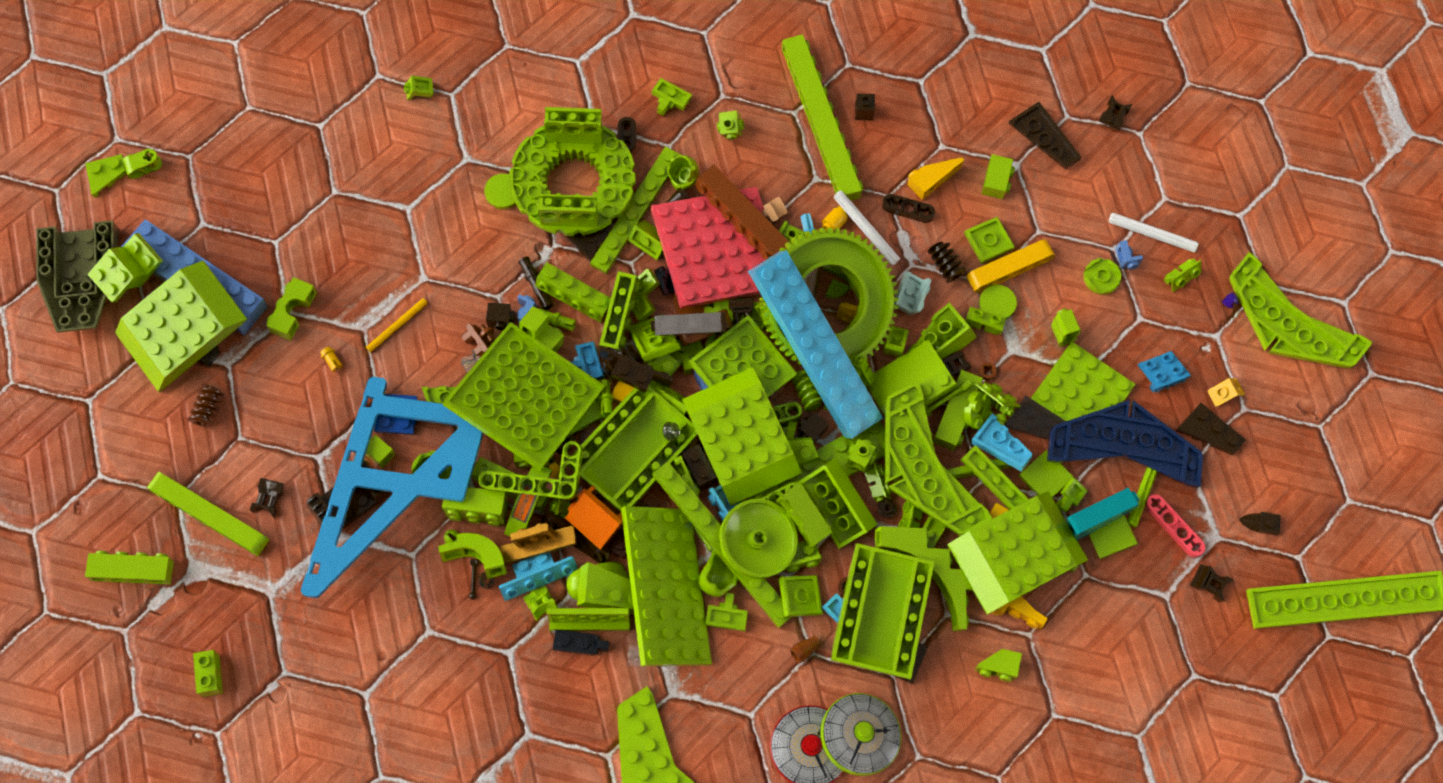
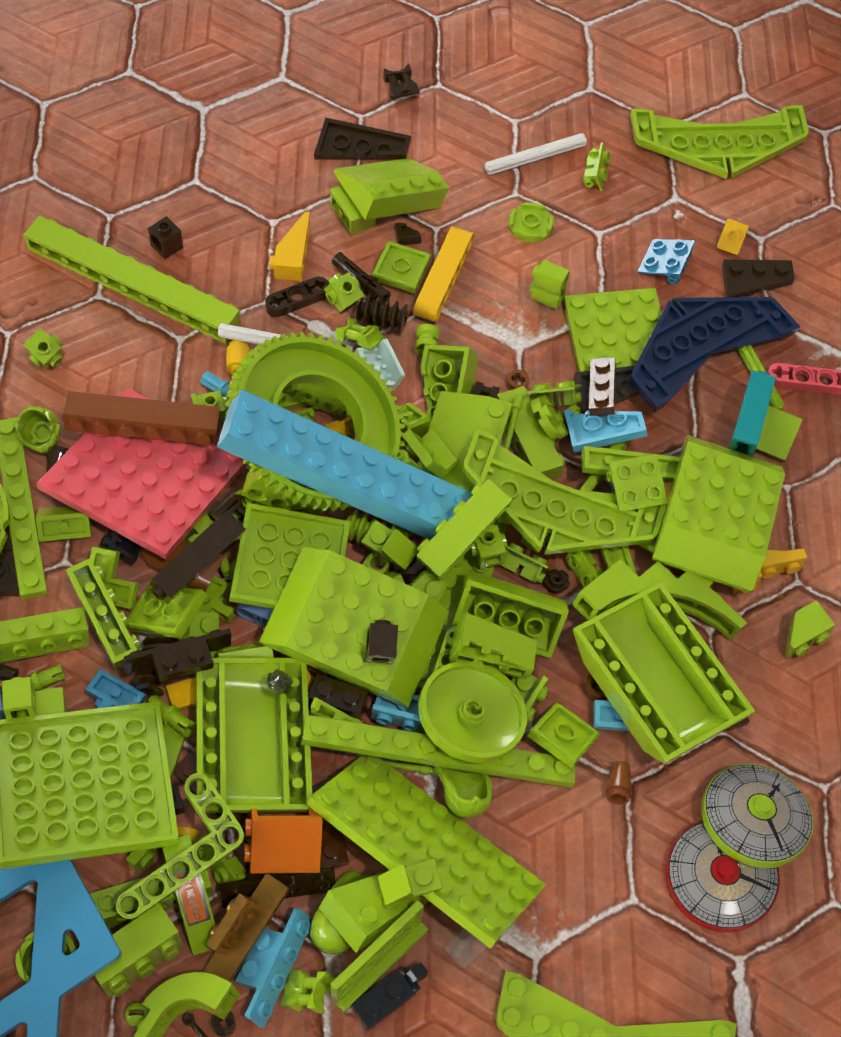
camera: 45 degrees left, 10 degrees down
(631, 595) = (409, 882): none -> lime slope
(726, 615) = (512, 821): lime hinge -> none
(739, 457) = (381, 642): none -> dark brown brick
(774, 209) = (168, 391): light nougat bracket -> none
(806, 407) = (390, 545): none -> lime slope
(850, 433) = (463, 529): none -> lime brick
(883, 371) = (432, 452): none -> lime bracket
(921, 269) = (367, 337): none -> lime piece
(940, 233) = (343, 291): none -> lime brick
(956, 208) = (367, 283): none -> dark brown pin
(958, 299) = (426, 334): none -> lime wheel
(982, 494) = (637, 482): none -> lime hinge
(993, 323) = (481, 334): lime hinge -> none
(998, 301) = (464, 315): lime tile -> none
(1015, 221) = (407, 235): none -> dark brown tile
(1029, 418) = (602, 386): none -> plate
(1032, 182) = (392, 187): none -> lime slope
(1045, 476) = (665, 429): lime tile -> none
(1072, 493) = (704, 423): lime plate -> none
(1124, 254) = (534, 189): medium blue bracket -> none
(1229, 299) = (656, 159): dark purple hinge -> none

